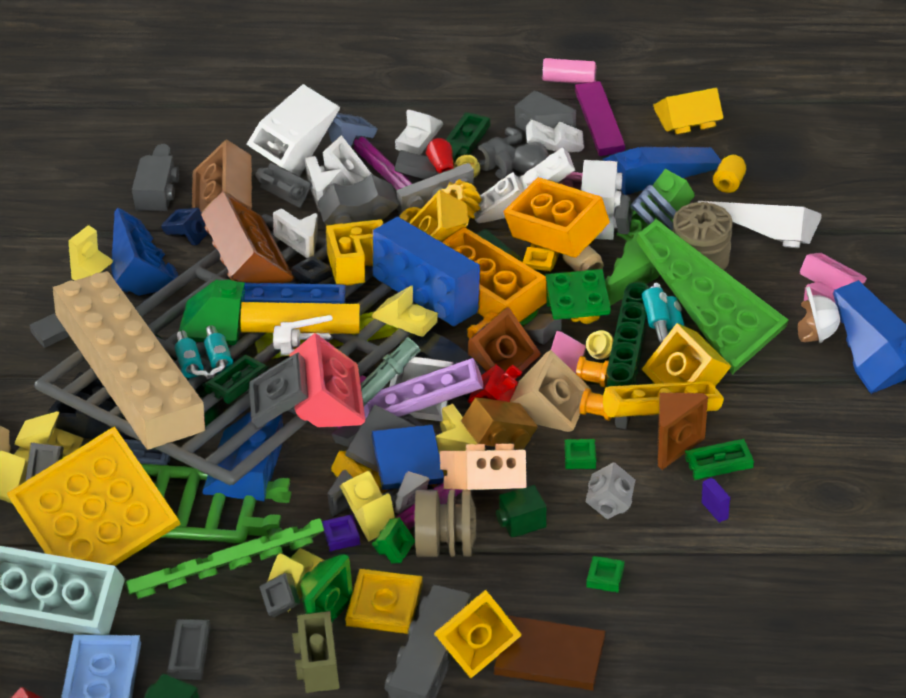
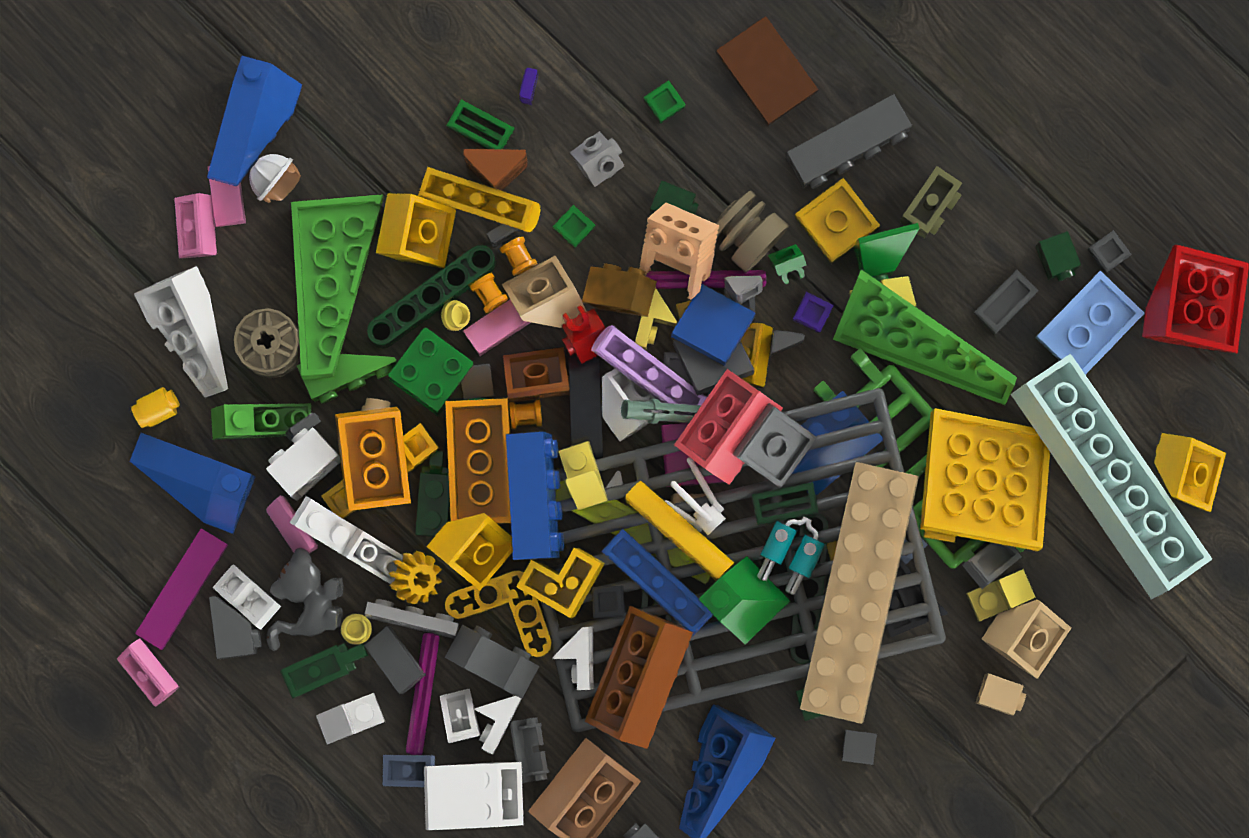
camera: 140 degrees left, 40 degrees up
(43, 431) = (959, 601): light yellow slope -> none
(85, 256) = (773, 788): light yellow slope -> none
(186, 222) = (651, 775): dark blue bracket -> none
(279, 594) = (911, 283): dark grey tile -> none
(368, 504) = (780, 308): light yellow slope -> none
(440, 155) = (379, 643): red cone -> none
(478, 634) = (808, 116): yellow slope -> none
(650, 190) = (276, 390): sand blue tile -> none
(661, 311) = (385, 288): teal piece -> none
(690, 110) = (104, 518): yellow slope -> none

